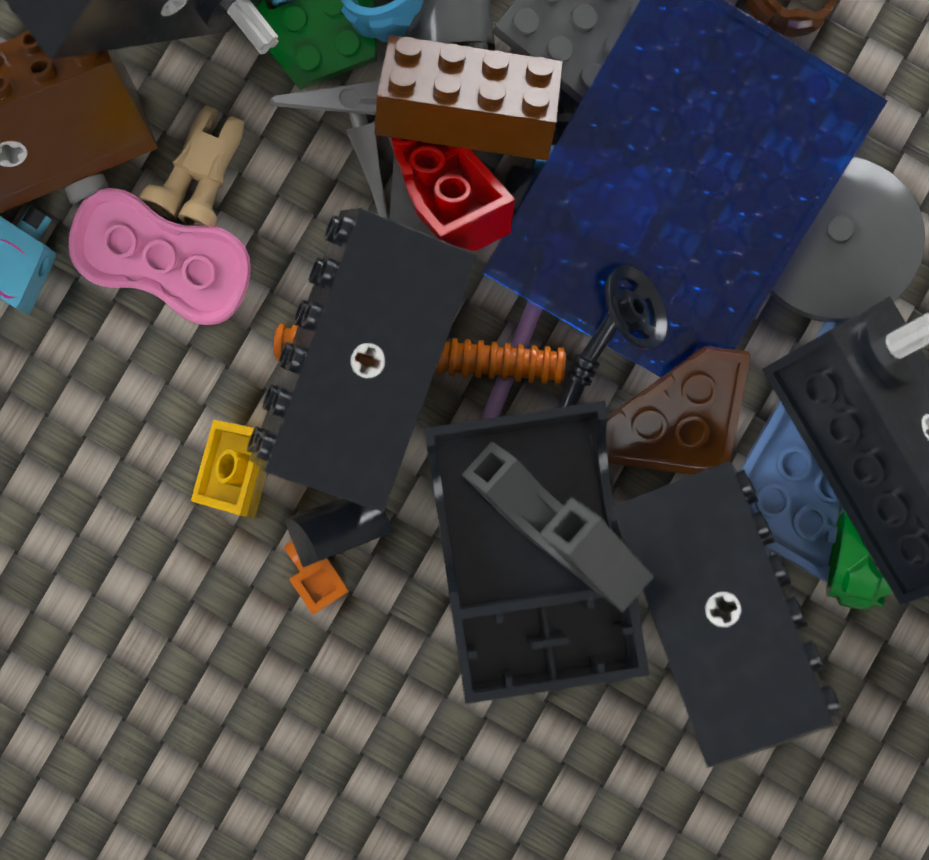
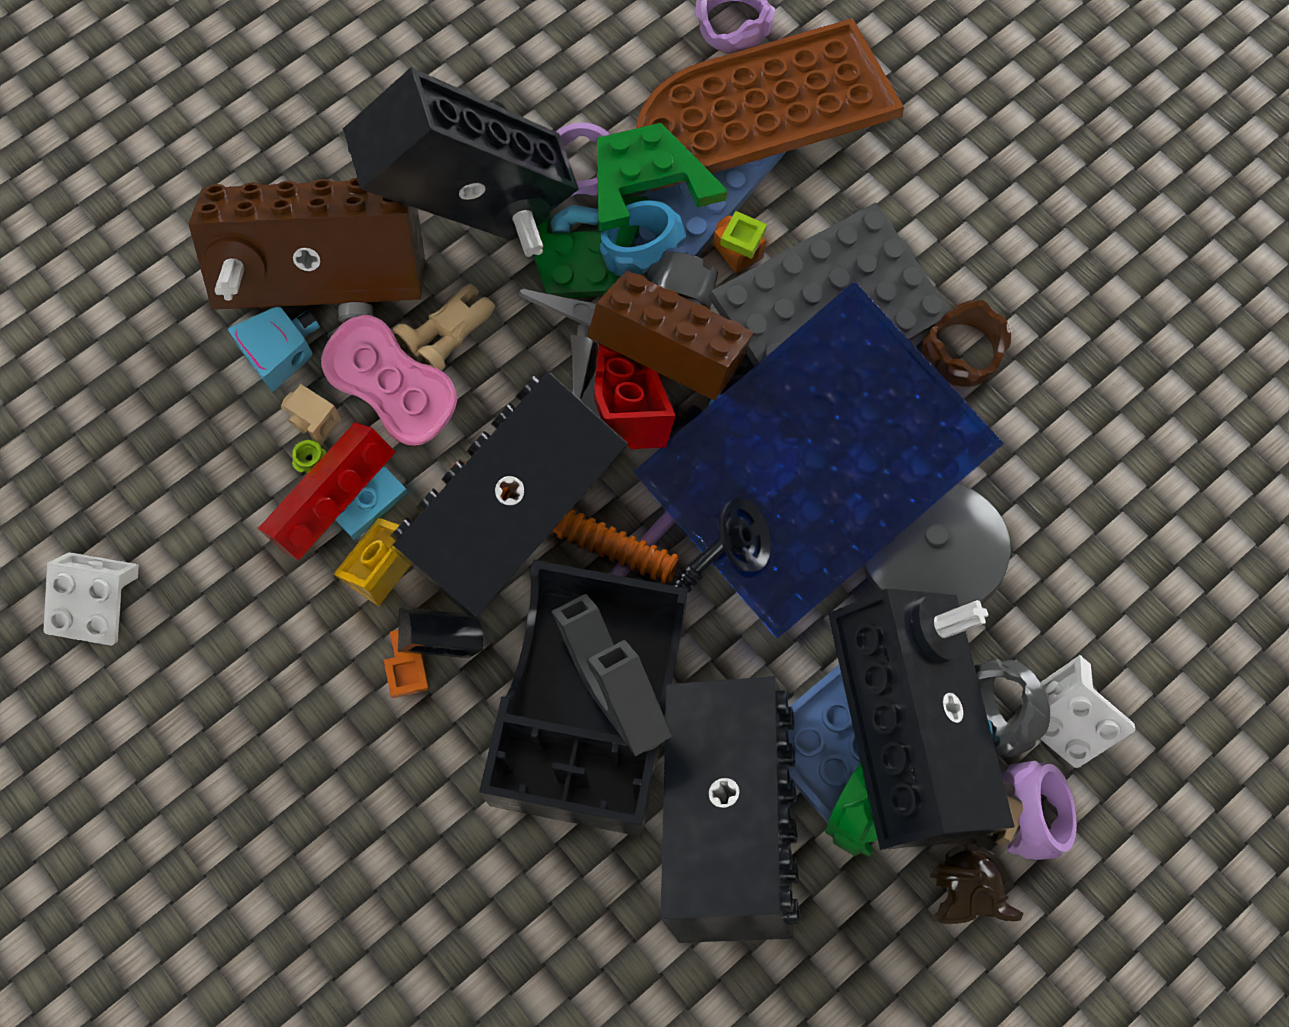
camera: 25 degrees right, 15 degrees down
(86, 328) = (311, 413): none -> tan brick
(95, 376) = (303, 450): none -> lime plate
(146, 413) = (326, 490): none -> red brick
(195, 406) = (371, 503): none -> medium azure plate
(684, 417) = (754, 639): reddish brown plate -> none

